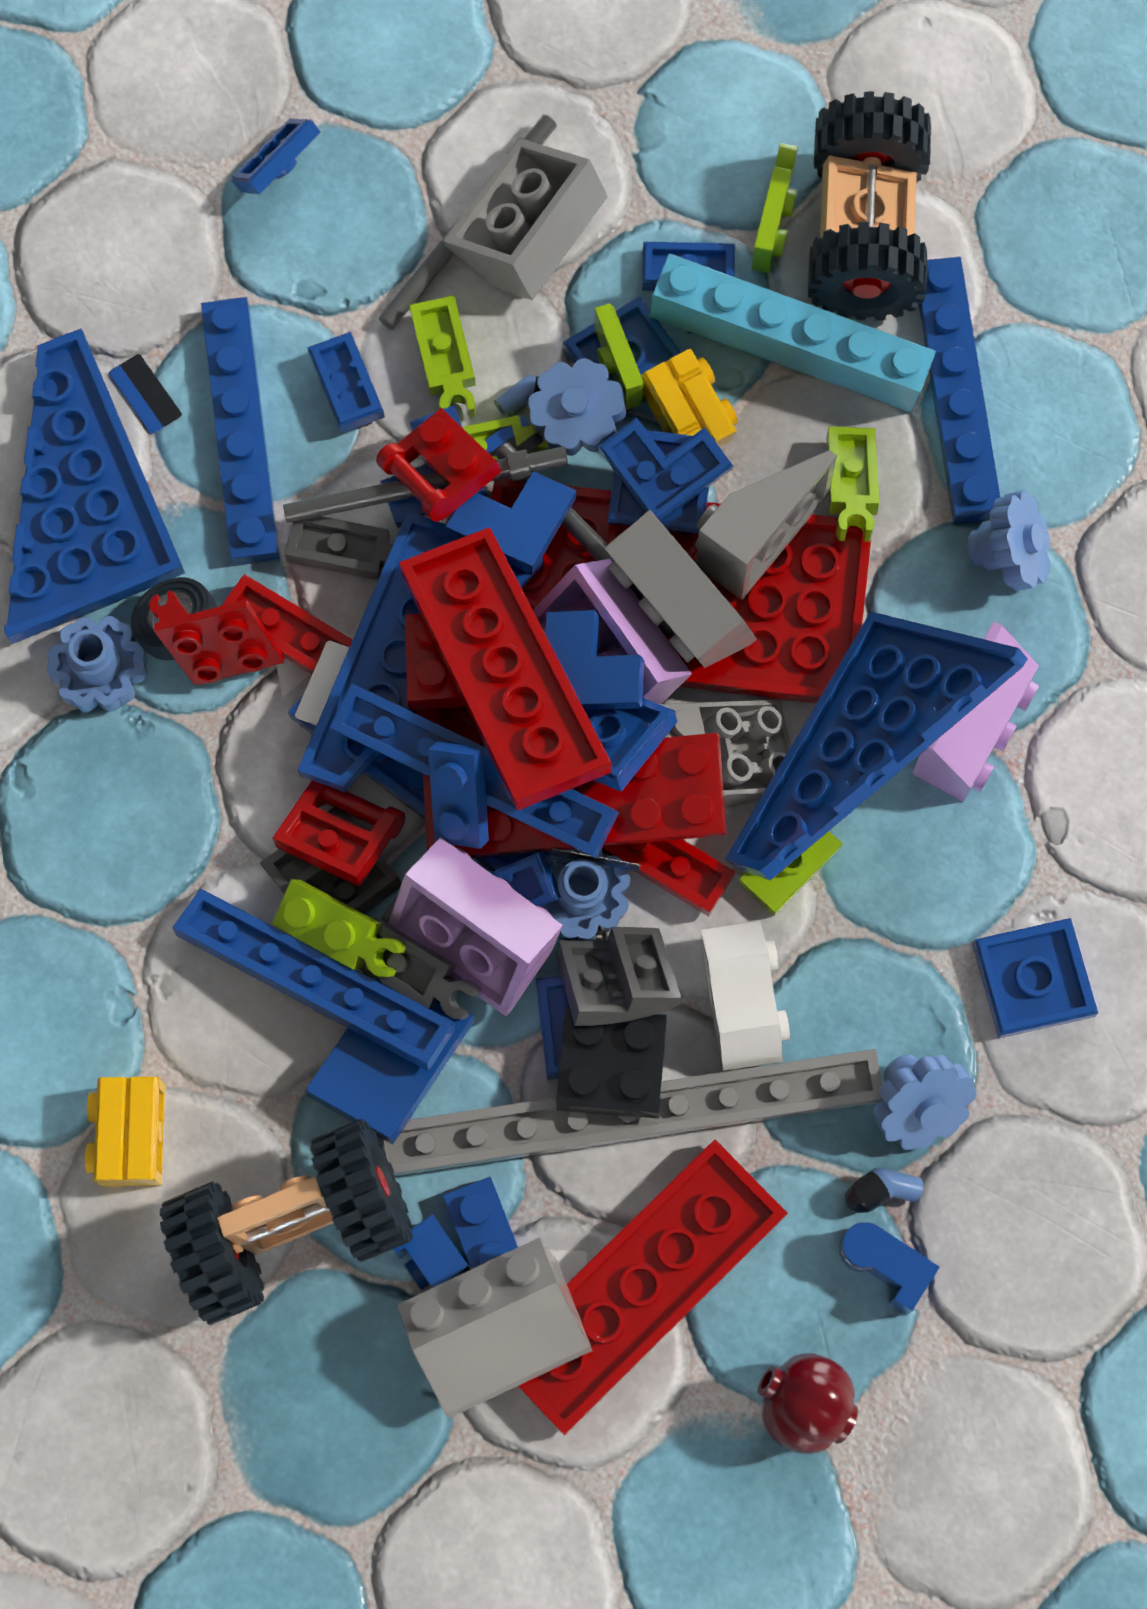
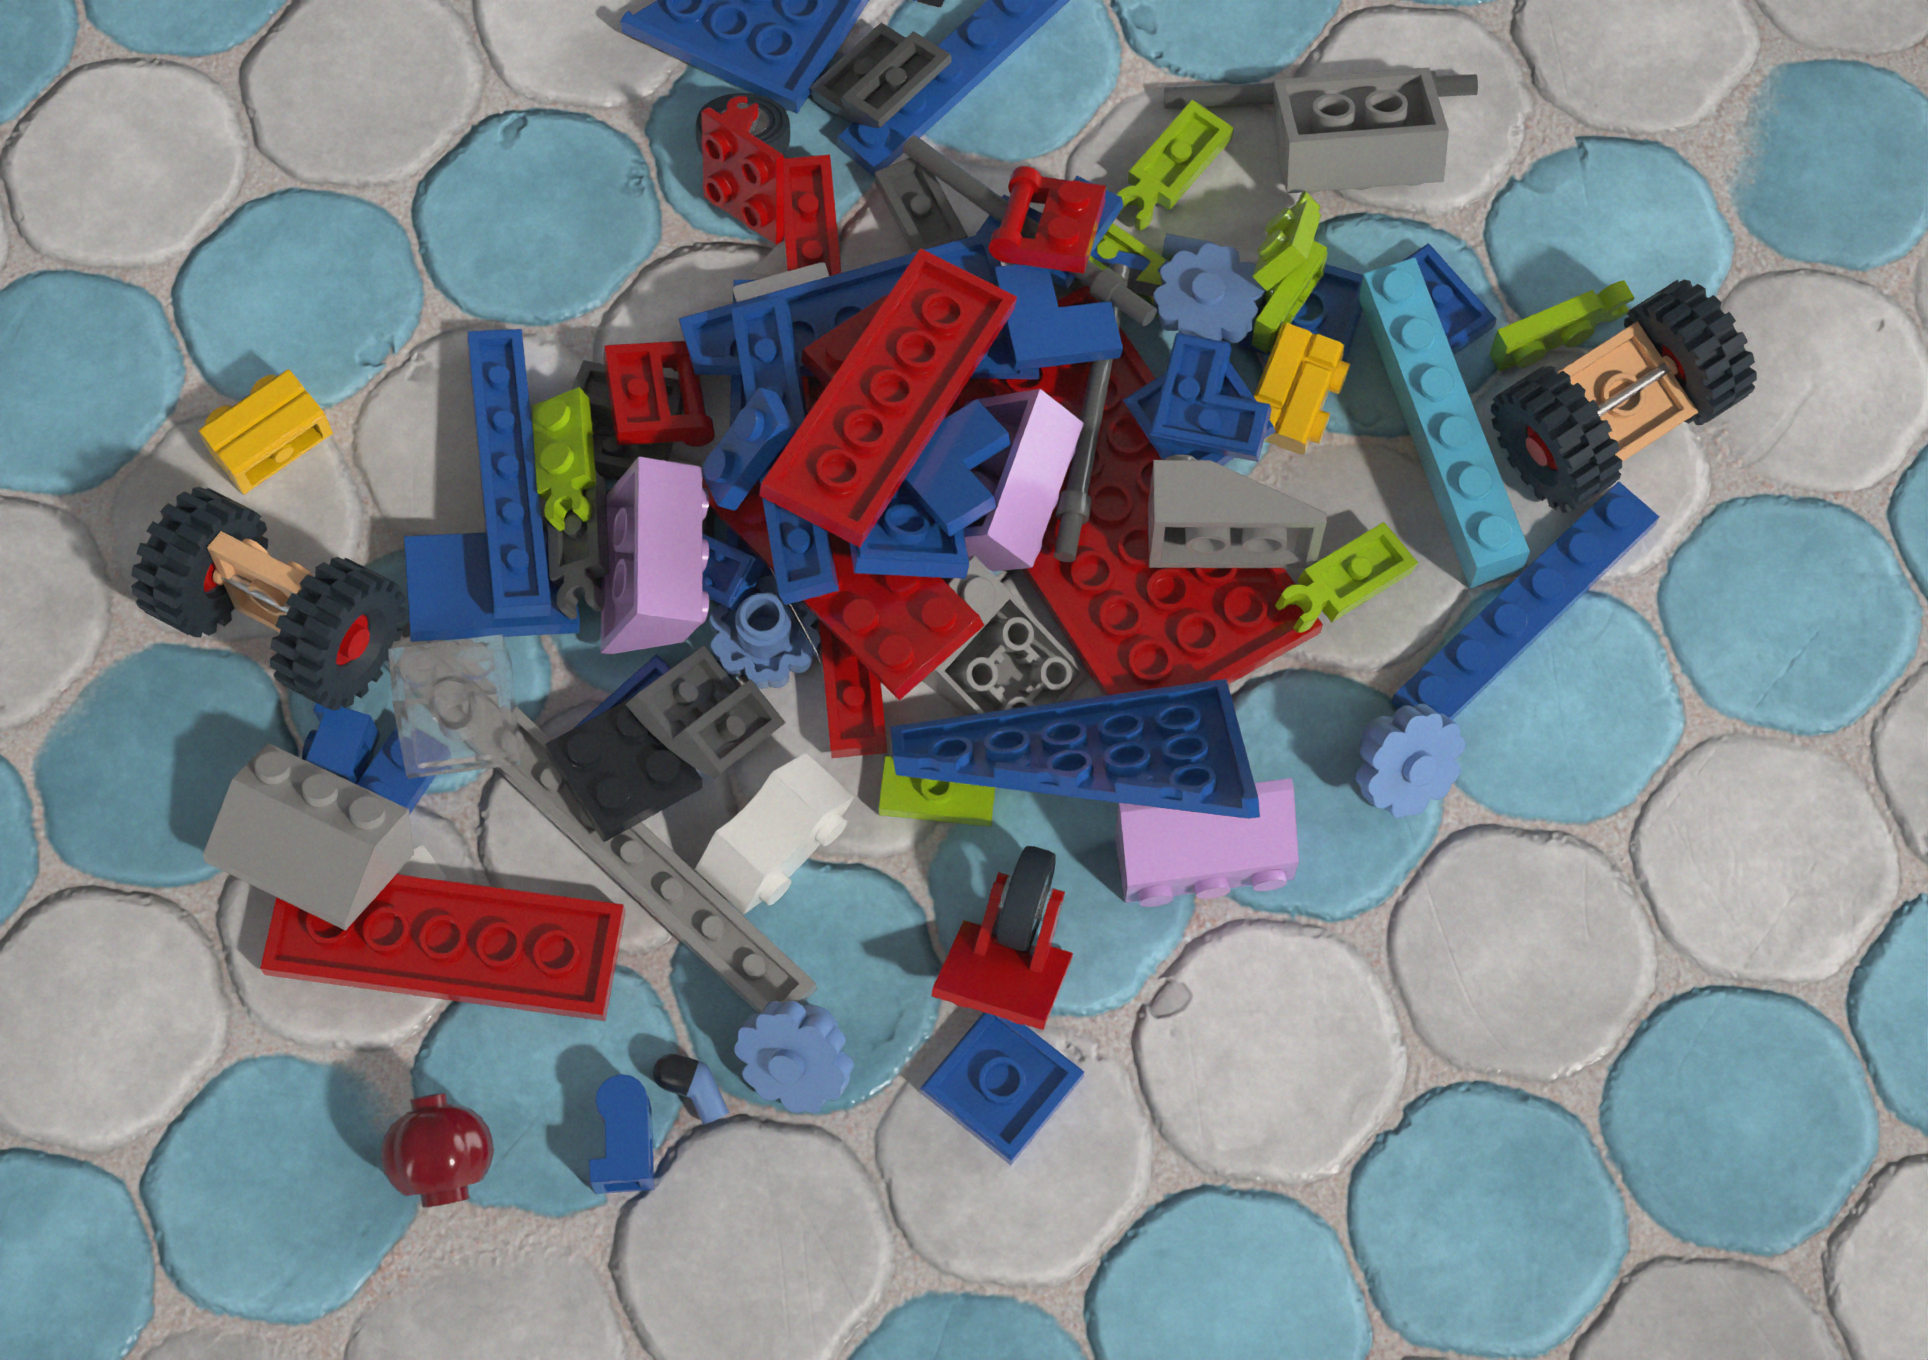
camera: 50 degrees right, 5 degrees down
(97, 664) = (655, 105): medium blue plant -> none
(212, 494) = (879, 76): none -> dark grey slope
(346, 382) = (1078, 106): blue plate -> none
(477, 1147) = (455, 706): none -> clear slope
(581, 324) = (1287, 241): none -> lime plate
(677, 592) = (1096, 499): light grey slope -> none
(956, 908) = (1004, 970): none -> red plate

